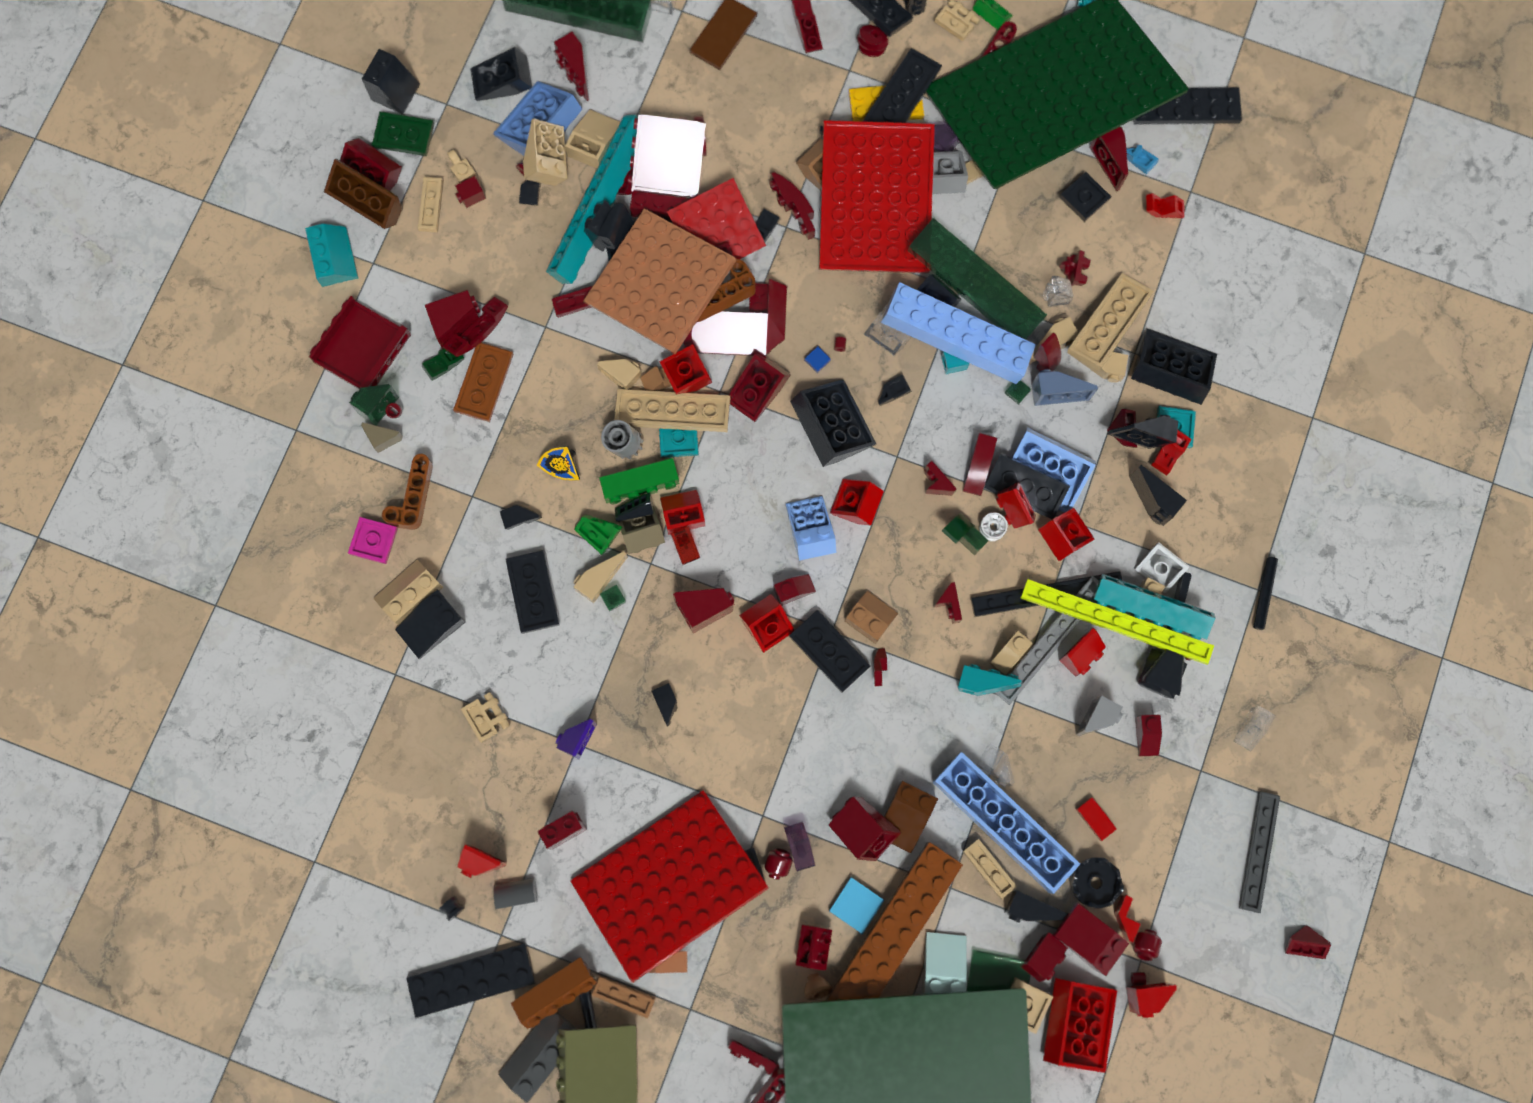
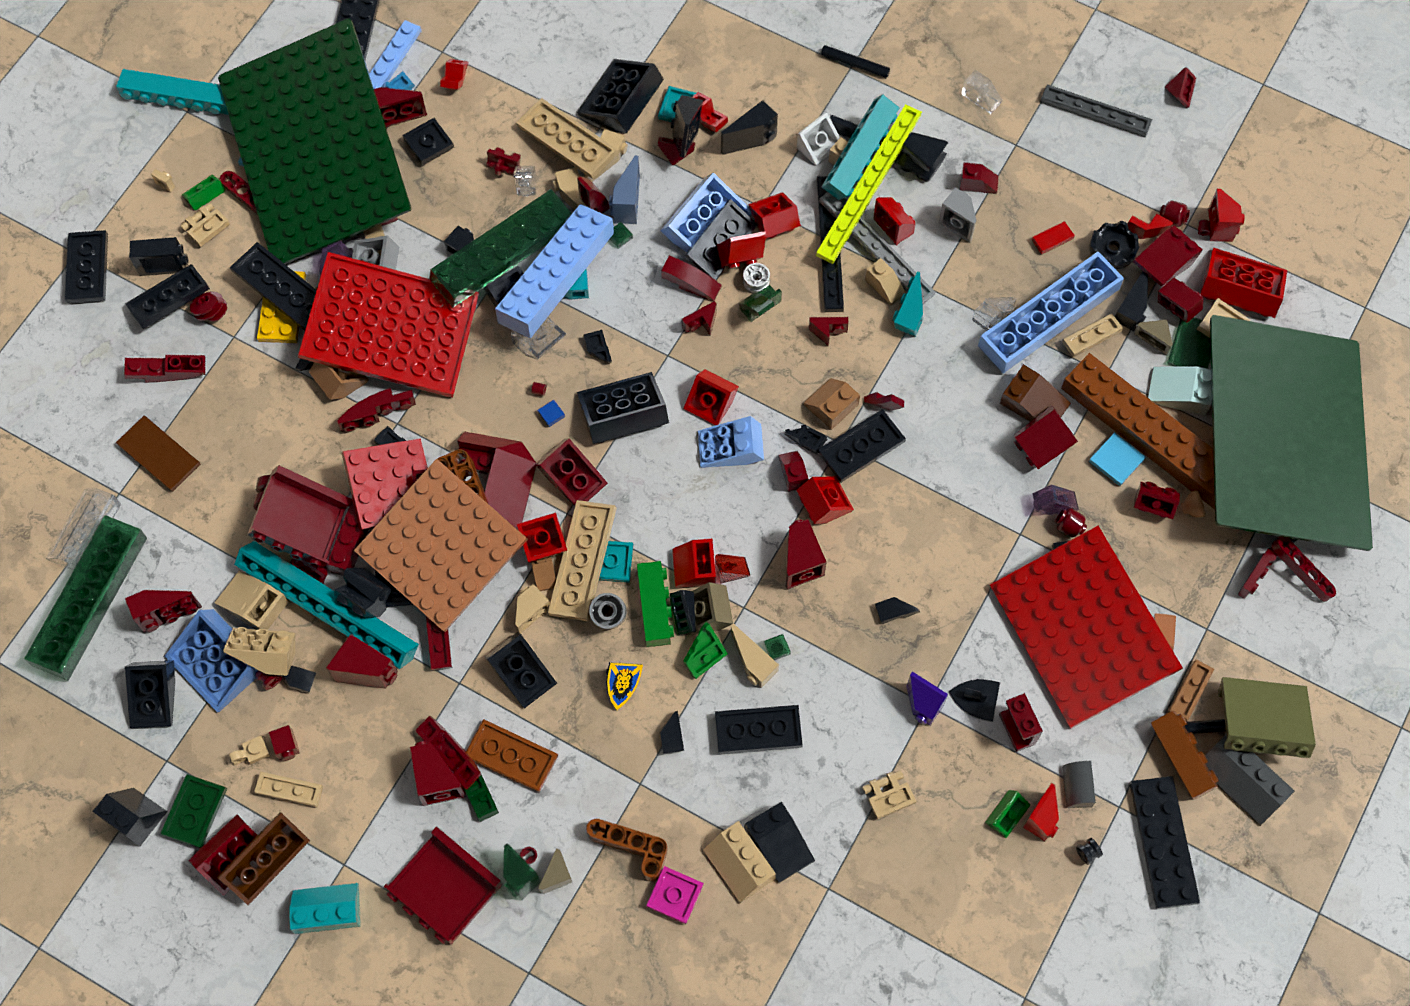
camera: 75 degrees left, 10 degrees down
(482, 829) = (1008, 813): none -> green slope
(543, 238) = (361, 665): none -> dark red slope
(561, 374) = (520, 669): none -> black slope
(591, 790) = (977, 697): none -> black shield
(830, 600) = (807, 438): none -> black slope
(981, 244) = (458, 239): none -> black slope
(1001, 935) = (1156, 334): none -> dark tan slope
(1169, 145) = (394, 54): none -> light blue plate

